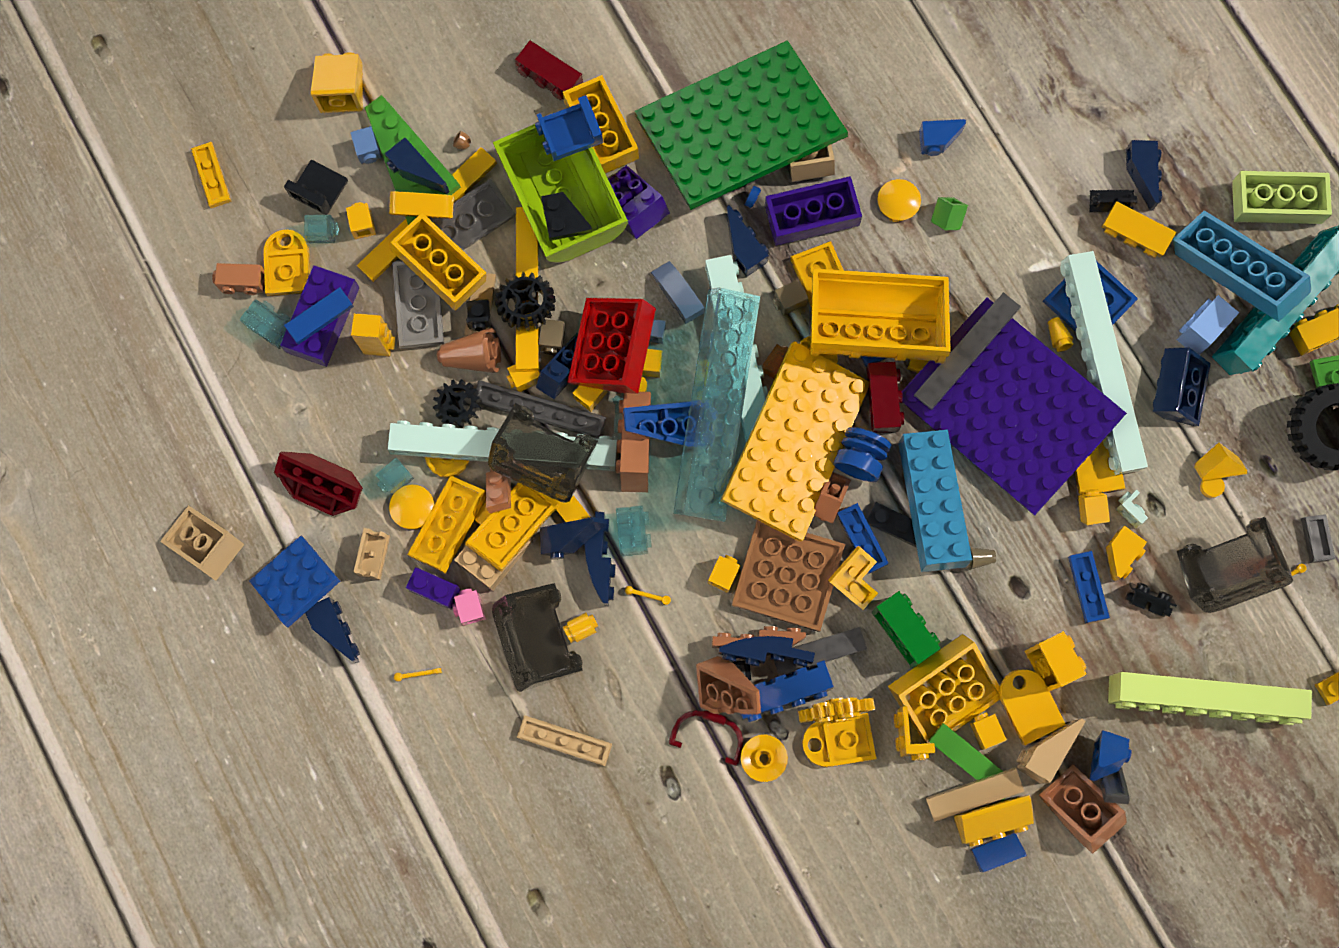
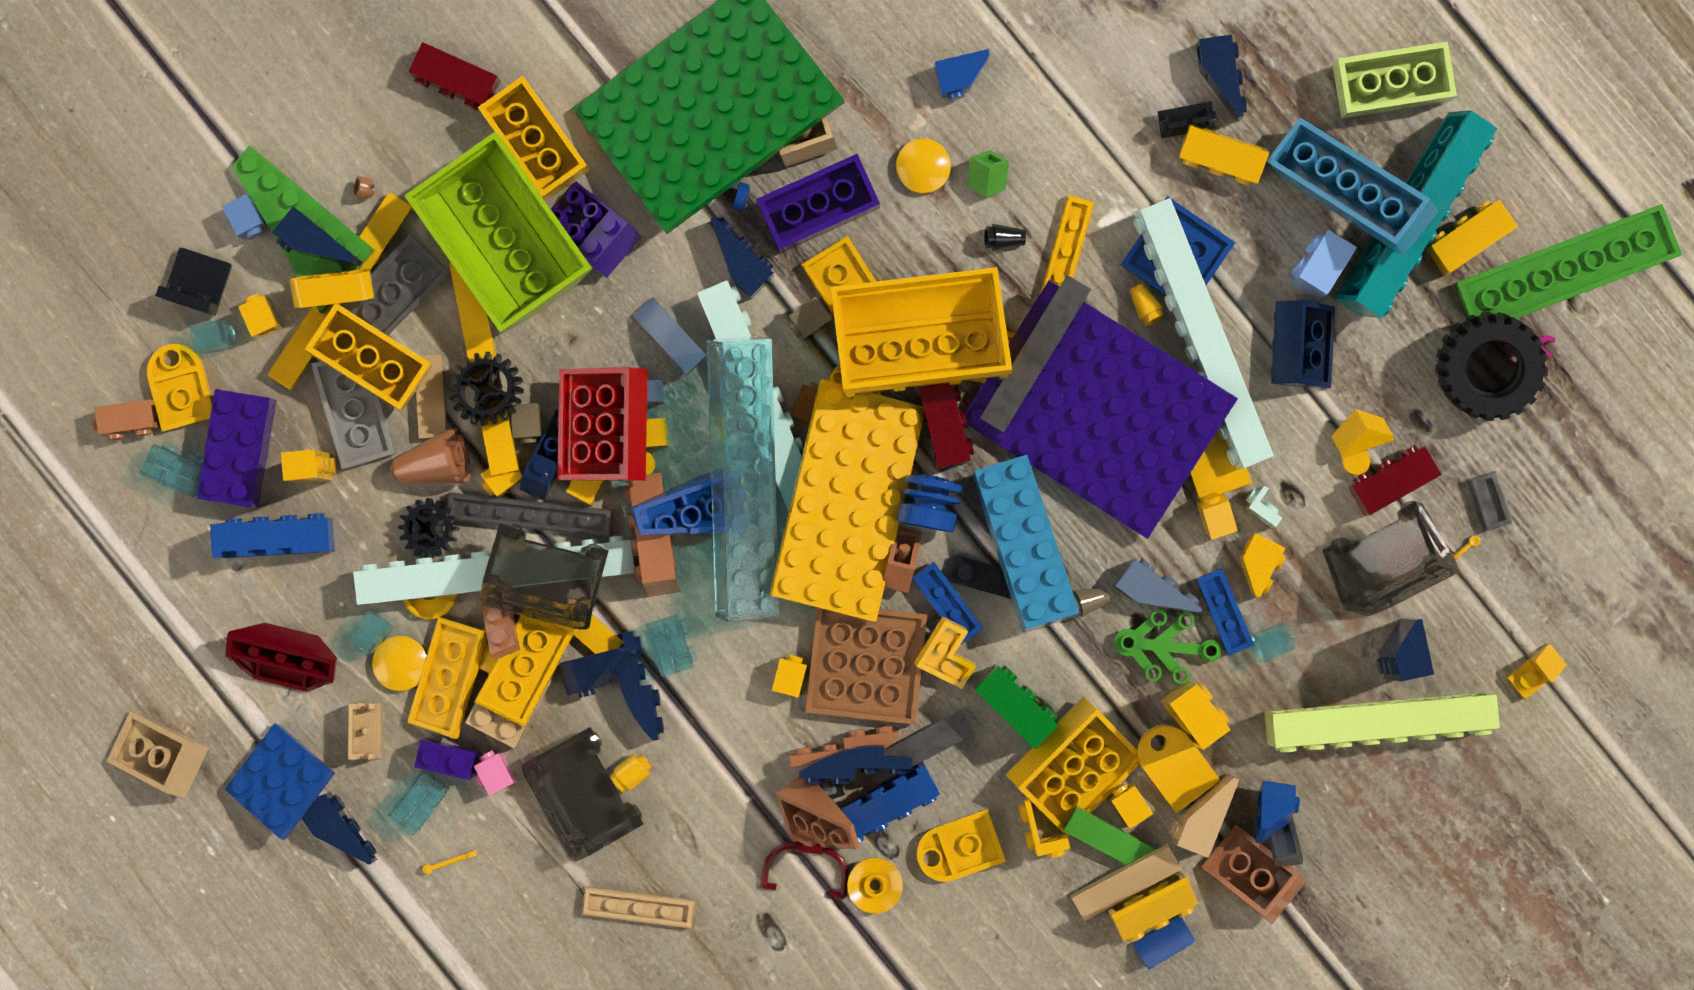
camera: 10 degrees left, 10 degrees up
(211, 174) = (58, 289): yellow tile -> none
(319, 315) = (236, 455): blue tile -> none
(331, 388) = (270, 538): none -> blue wedge
(338, 83) = (190, 140): yellow slope -> none
(402, 618) = (418, 801): none -> clear light blue brick
(478, 314) = (431, 412): black bracket -> none
(563, 218) = (511, 279): black wing -> none
(569, 130) = (496, 165): blue panel -> none
(665, 600) = (725, 719): yellow hinge -> none
(836, 710) = (948, 819): yellow gear -> none
(953, 263) = (1003, 237): none -> black cone
(1006, 271) = (1068, 240): none -> yellow tile
(1028, 556) = (1145, 587): none -> sand blue slope
(1033, 606) = (1162, 646): none -> bright green plant
(1126, 618) = (1273, 641): none -> clear light blue brick
(1159, 601) = (1312, 613): black hinge -> none
(1238, 643) = (1405, 652): none -> dark blue slope
(1242, 505) = (1394, 480): none -> dark red brick

